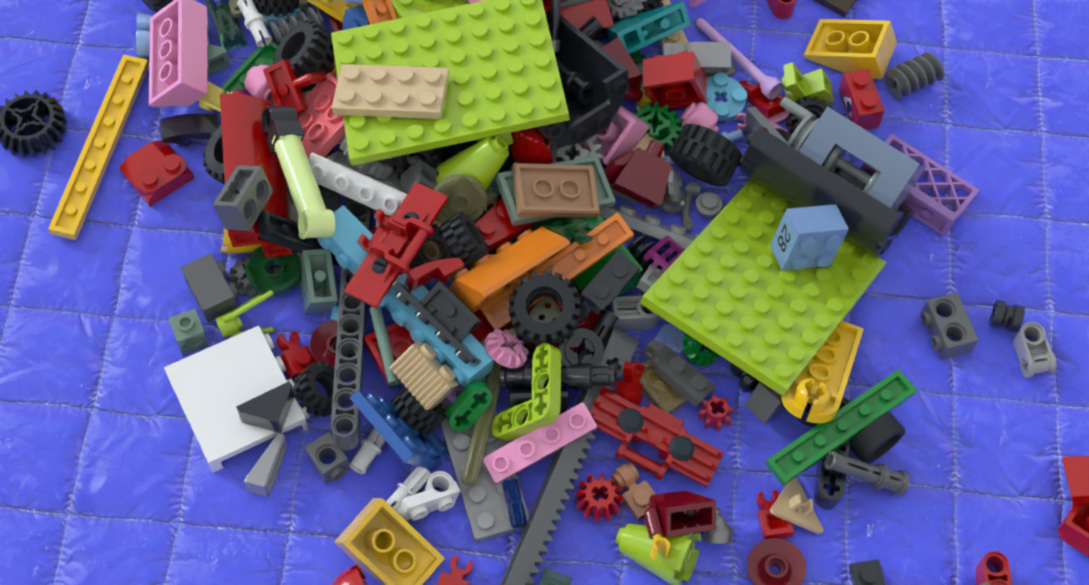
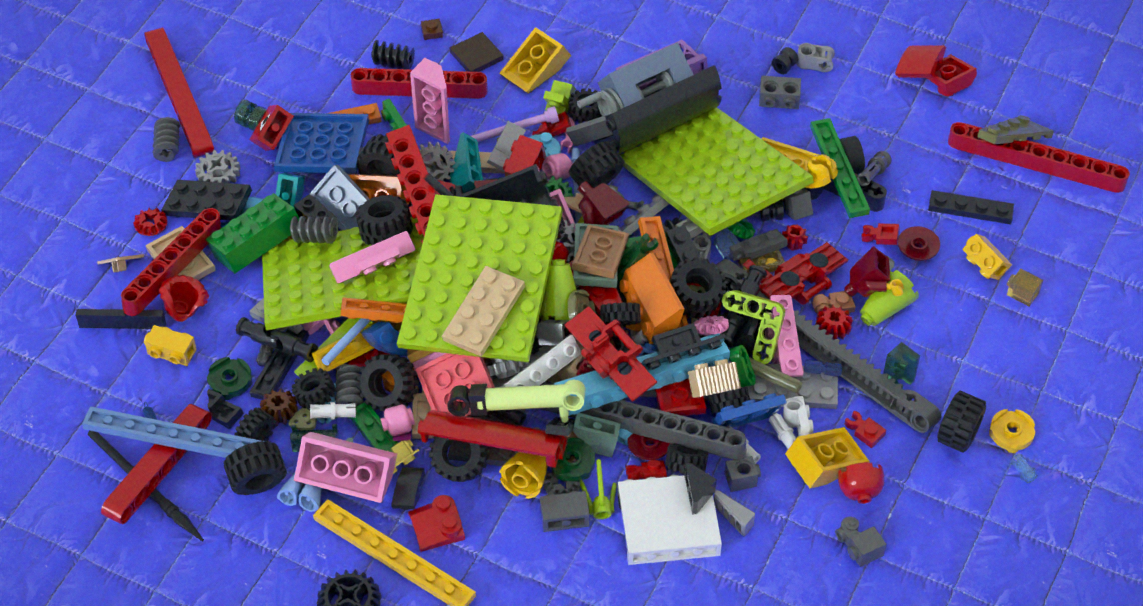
camera: 65 degrees left, 10 degrees down
(188, 332) = (599, 533): sand green brick -> none
(243, 198) = (537, 429): dark grey brick -> none
(286, 87) = (419, 397): red plate -> none
(384, 344) = (676, 400): sand green bar -> none
(436, 269) = (642, 338): red slope -> none
(661, 260) = (670, 216): magenta tile -> none
(708, 204) = (627, 187): light grey plate -> none
(796, 508) = (880, 218): tan piece -> none
(809, 237) = (698, 127): medium blue brick -> none
(861, 99) = (583, 71): red brick -> none
(914, 75) = (577, 37): dark grey piece -> none

